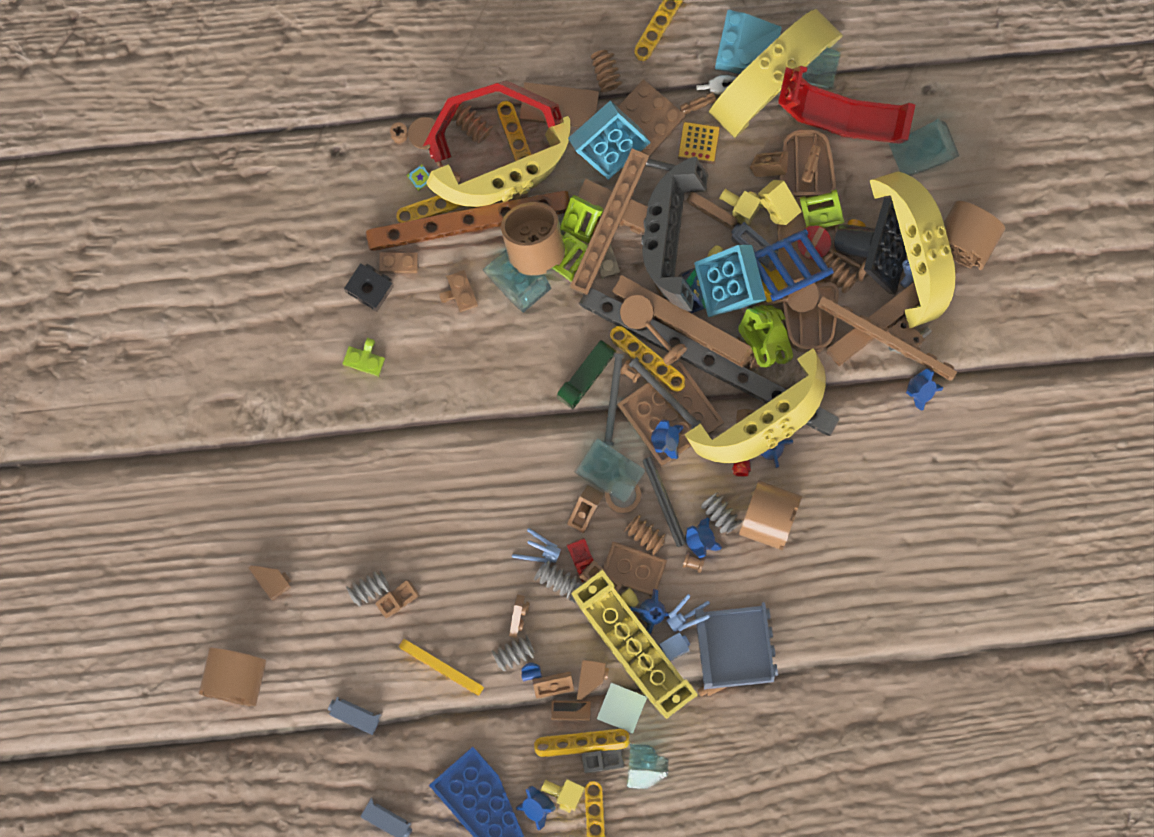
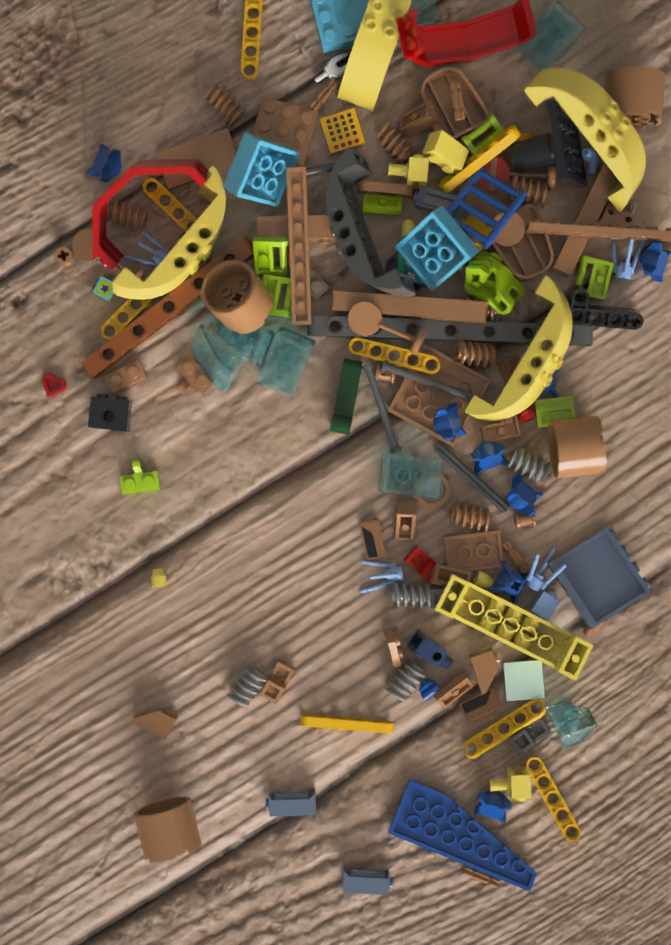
camera: 25 degrees left, 10 degrees up
(331, 239) = (53, 384): none -> red tile
(337, 454) = (158, 578): none -> light yellow hose
(476, 71) = (106, 164): none -> blue piece
(481, 169) = (158, 256): none -> light blue plant
(489, 284) = (217, 358): none -> clear light blue slope
(545, 629) = (429, 650): none -> dark blue torso
(547, 513) = (372, 539): none -> medium nougat slope
(548, 317) = (286, 361): none -> clear light blue slope
(669, 591) = (515, 556): none -> medium nougat axle
(688, 488) = (488, 456): none -> blue piece
(702, 221) = (382, 204): none -> lime plate
(711, 473) = (502, 430): none -> medium nougat tile
(720, 390) = (474, 352): none -> medium nougat piece
(738, 174) = (394, 144): none -> medium nougat piece
(768, 474) = (553, 410): none -> lime plate
(808, 223) = (480, 158): none -> yellow beam
(856, 411) = (605, 312): none -> black beam
(864, 381) = (598, 279): none -> lime plate
(891, 383) = (626, 269): none -> light blue plant

